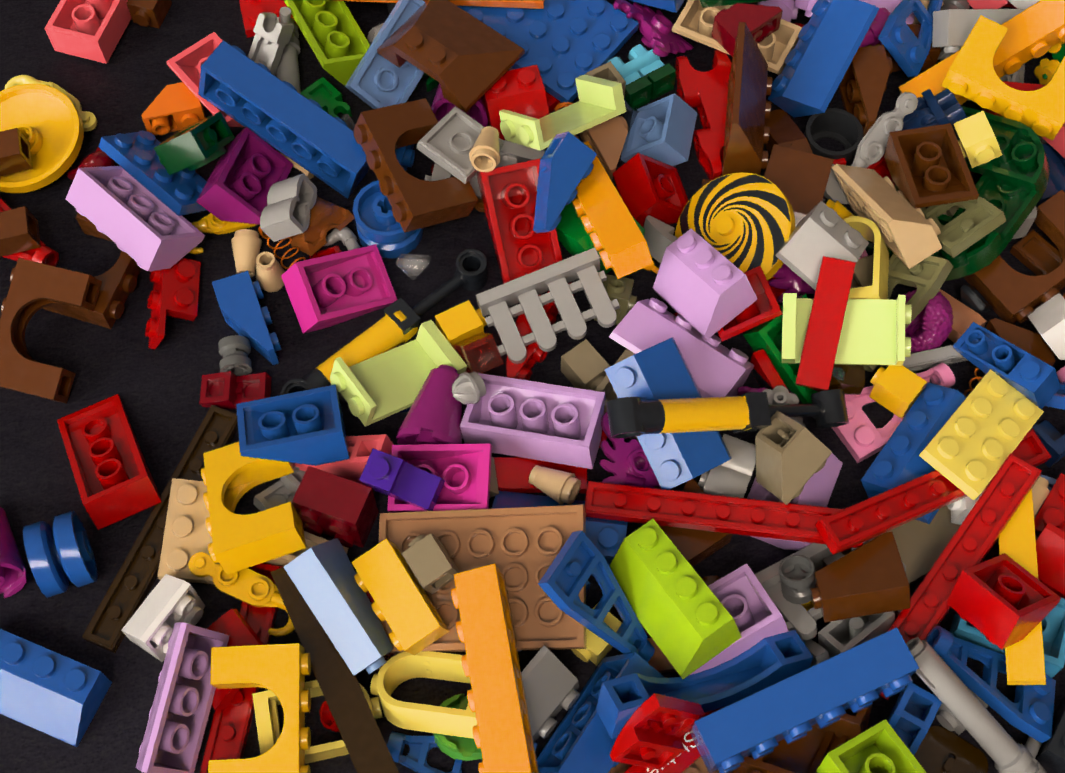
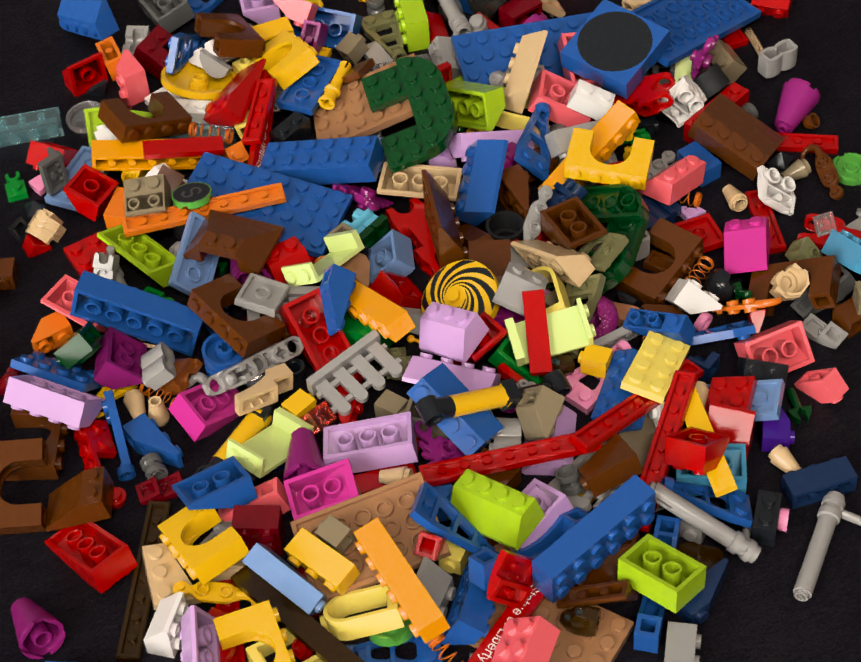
camera: 15 degrees left, 15 degrees down
(60, 554) = (85, 609): blue wheel -> none
(121, 378) = (81, 500): none -> reddish brown slope
(170, 383) = (119, 497): none -> red plate
(208, 268) = (126, 470): none -> blue plate
(395, 255) = (252, 366): none -> light grey piece
(401, 480) = (298, 496): dark purple arch -> none
(416, 294) = (266, 391): none -> tan slope
(468, 388) = (321, 433): light grey plate -> none
(486, 150) = (282, 291): tan cone -> none
(556, 630) = (429, 545): none -> red slope
(760, 20) = (413, 177): dark red slope -> none
(977, 139) = (596, 201): light yellow brick -> none

